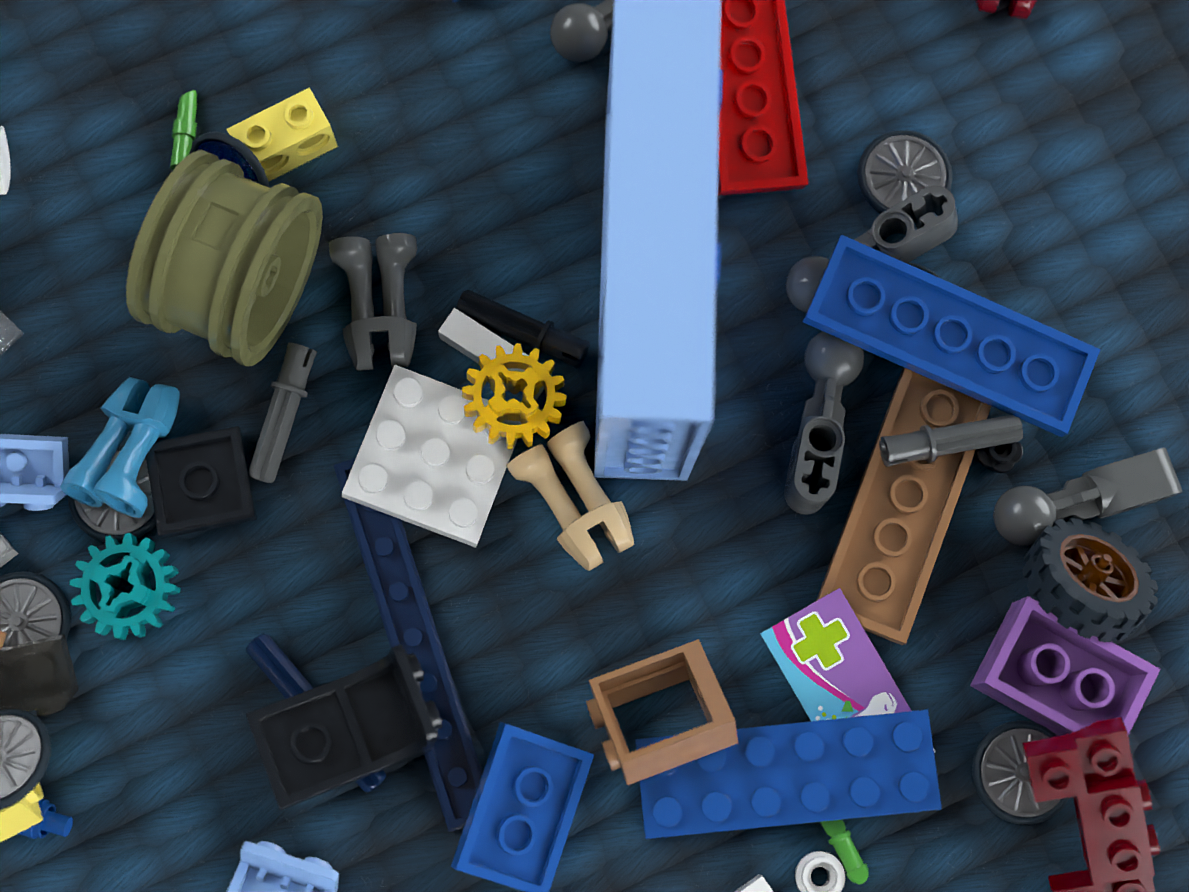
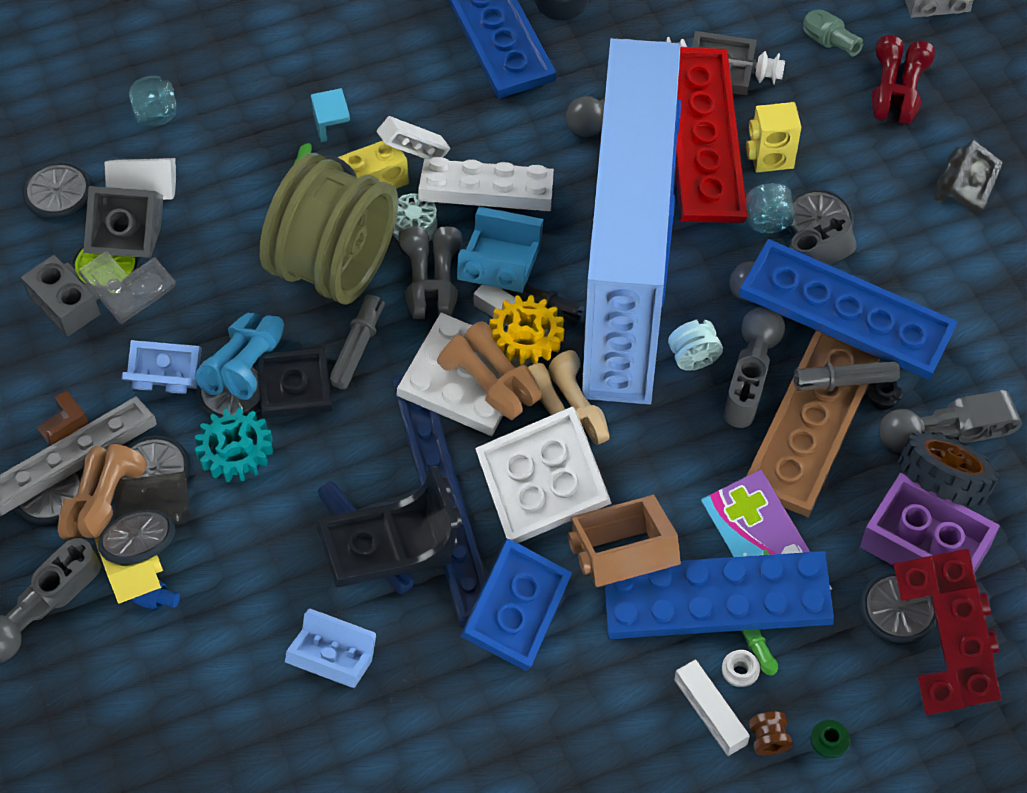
camera: 10 degrees right, 20 degrees down
(216, 40) = (329, 109): none -> medium azure panel
(336, 91) = (412, 139): none -> white piece
(349, 209) = (415, 215): none -> light aqua wheel
(444, 154) = (486, 184): none -> white plate
(471, 262) = (501, 249): none -> dark azure panel
(510, 478) = (502, 393): none -> medium nougat piece
(548, 616) = (542, 475): none -> white plate
(745, 398) = (694, 343): none -> light aqua wheel
(839, 171) = (771, 206): none -> clear light blue wheel
(843, 59) = (774, 137): none -> light yellow brick
(1108, 104) = (969, 176): none -> clear smoke bracket

